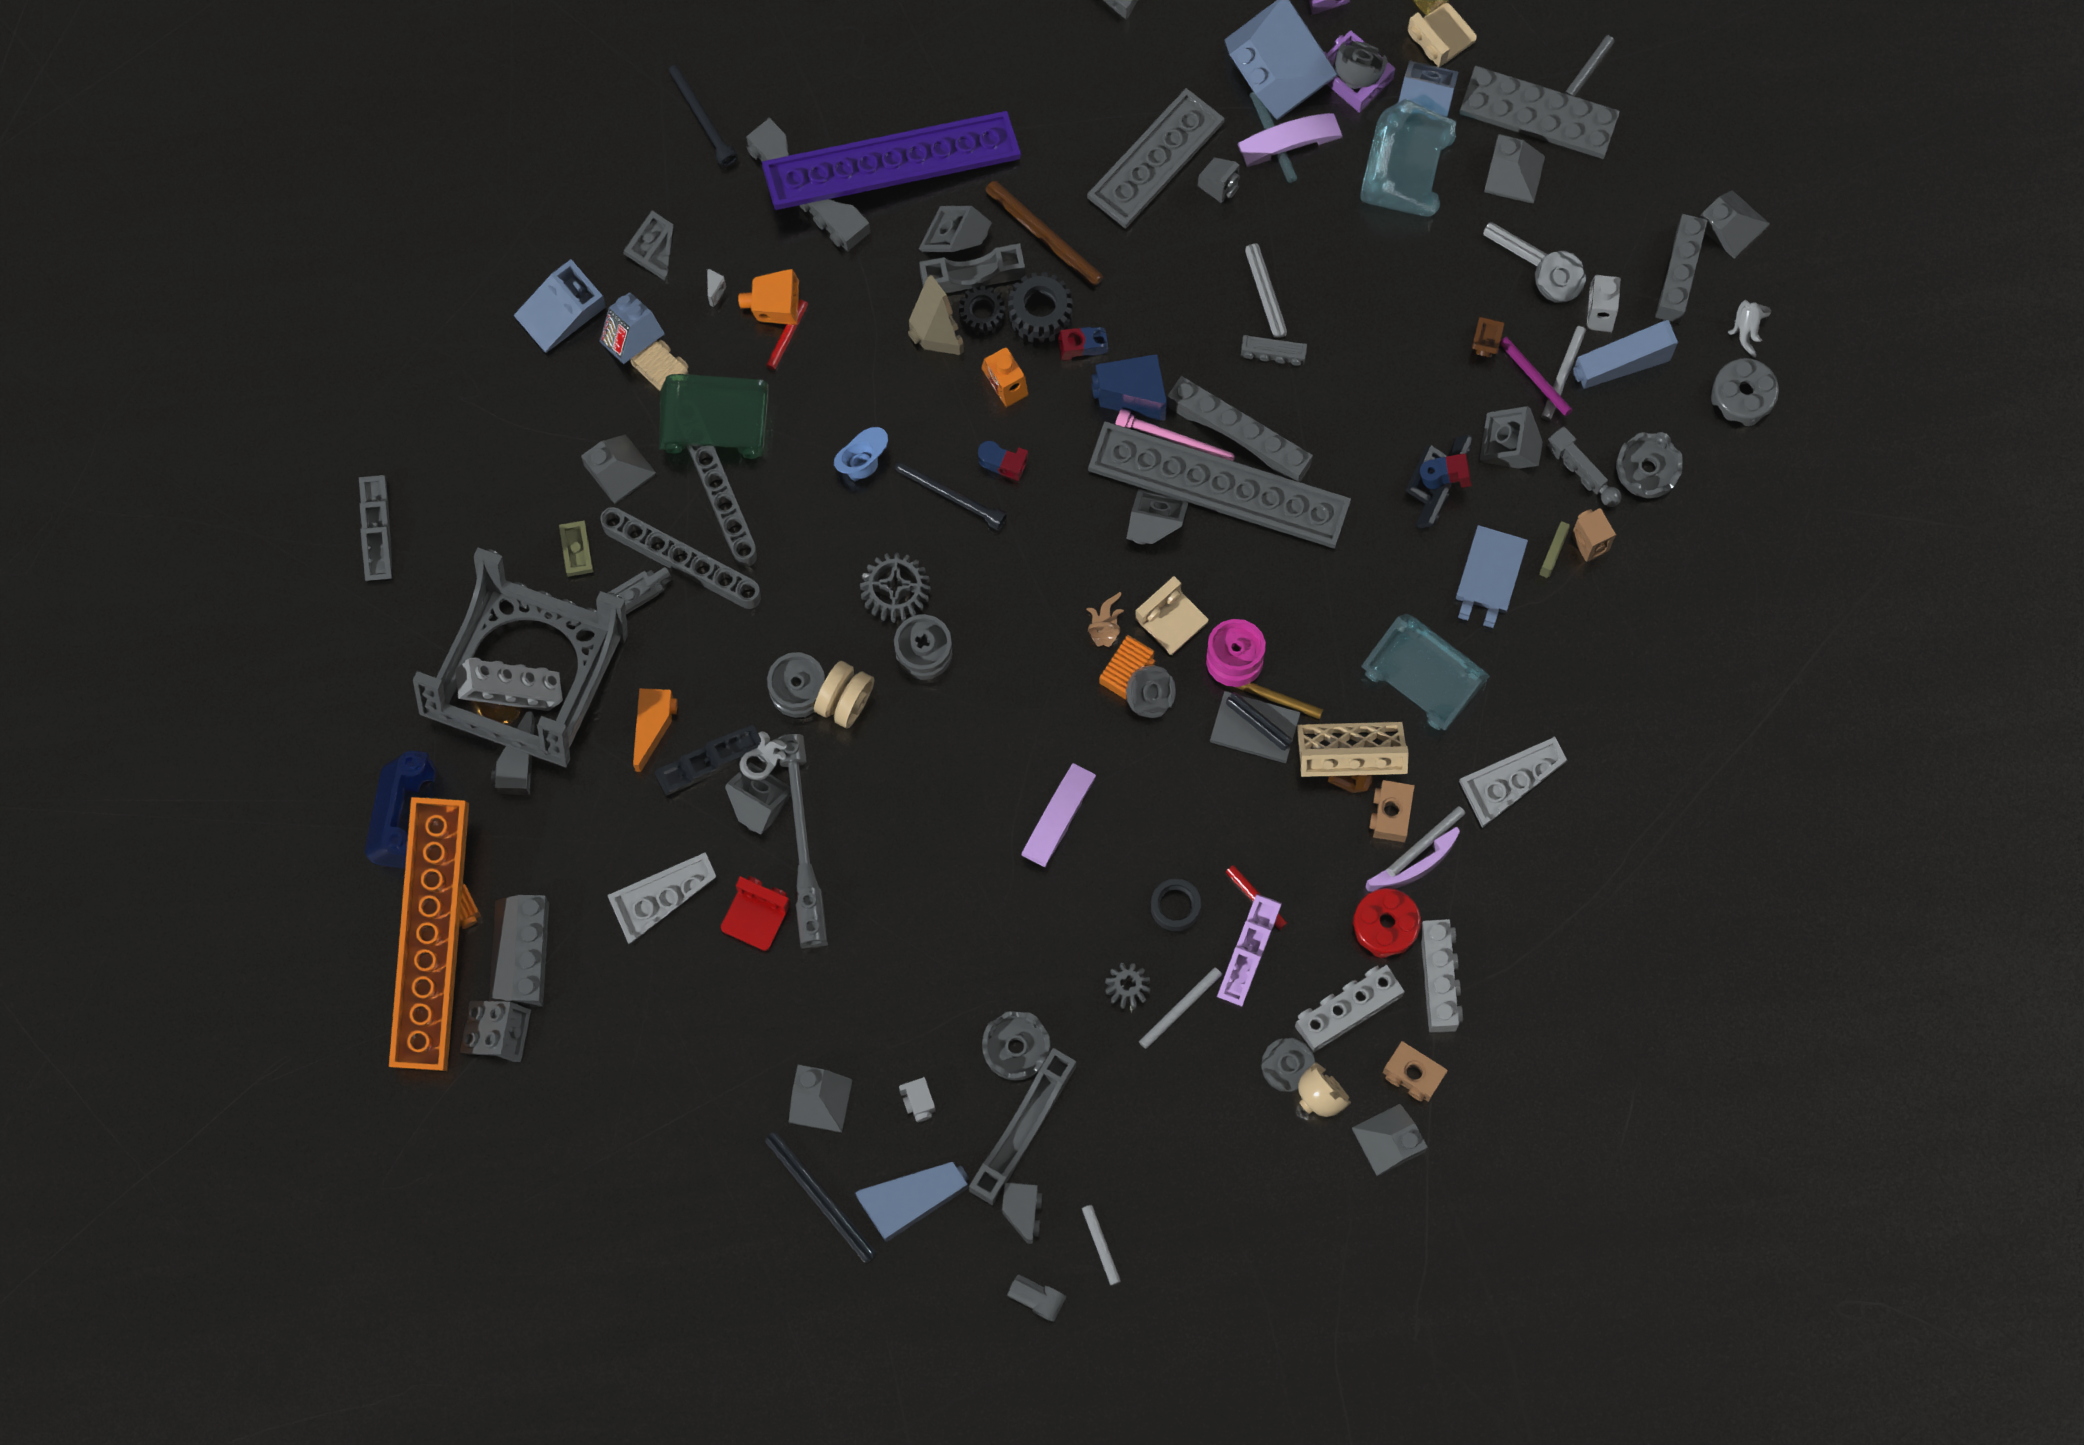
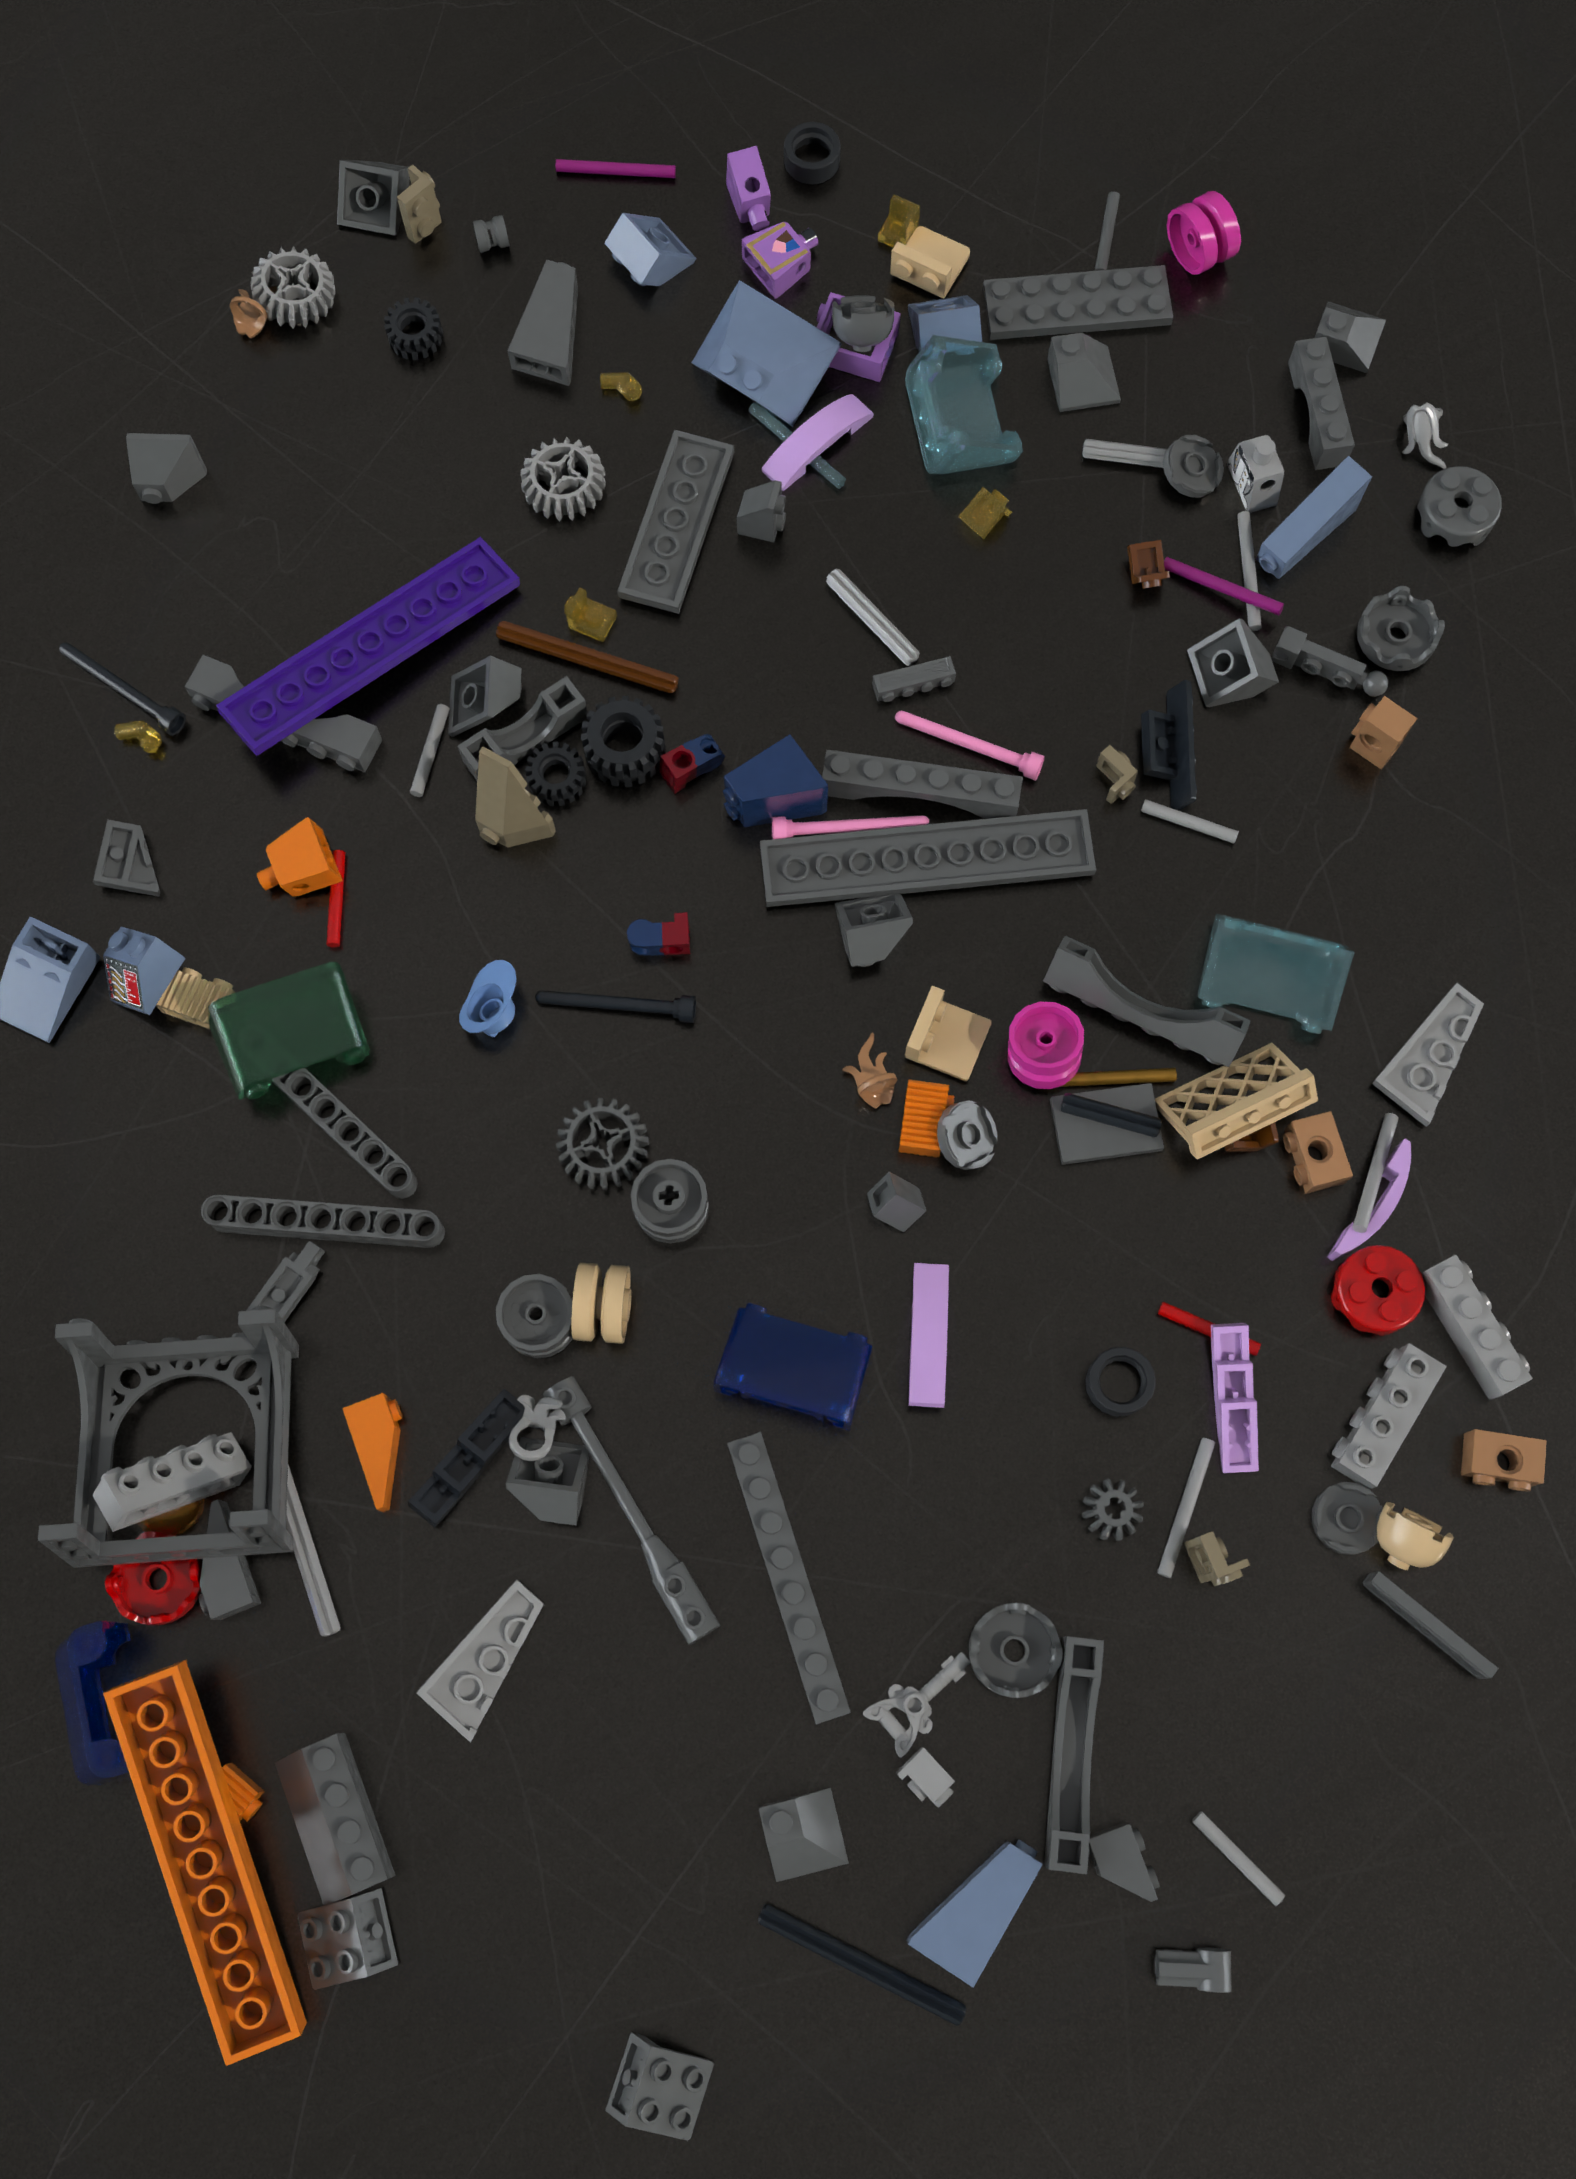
camera: 25 degrees left, 0 degrees up
(473, 766) = (141, 1603): none -> red plate
(572, 783) = (309, 1563): none -> light grey axle
(576, 548) = (187, 1266): olive plate -> none
(617, 467) = (197, 1143): dark grey slope -> none
(655, 1211) = (659, 2088): none -> dark grey bracket
(703, 155) = (148, 736): none -> clear yellow arm
(716, 287) = (224, 877): light grey slope -> none
(755, 913) = (614, 1630): red bracket -> none
(887, 933) = (788, 1578): none -> dark grey plate
(902, 252) = (429, 750): none -> light grey bar
(933, 1052) = (914, 1704): none -> light grey piece
(956, 795) = (793, 1365): none -> clear blue windscreen
(1003, 373) = (616, 833): orange torso -> none
(1059, 203) = (589, 616): none -> clear yellow bracket
(1080, 716) = (896, 1202): none -> dark grey panel
(1097, 77) = (568, 490): none -> light grey gear
(1166, 34) = (623, 382): none -> clear yellow arm
(1175, 1050) = (1209, 1561): none -> dark tan bracket
(1289, 616) = (1208, 1031): none -> dark grey arch
(1305, 1156) = (1429, 1626): none -> dark grey tile
(1326, 448) = (1028, 763): none -> bright pink piece
(1387, 246) = (985, 511): none -> clear yellow bracket
(1389, 477) = (1119, 770): none -> dark tan bracket
(1389, 1139) = (1517, 1556): dark grey slope -> none
(1421, 537) = (1189, 821): none -> light grey bar
(1446, 470) = (1185, 729): leg -> none
(1490, 573) = (1284, 828): sand blue tile -> none
(1555, 549) = (1344, 769): olive tile -> none
(1656, 99) = (1203, 232): none -> dark pink wheel

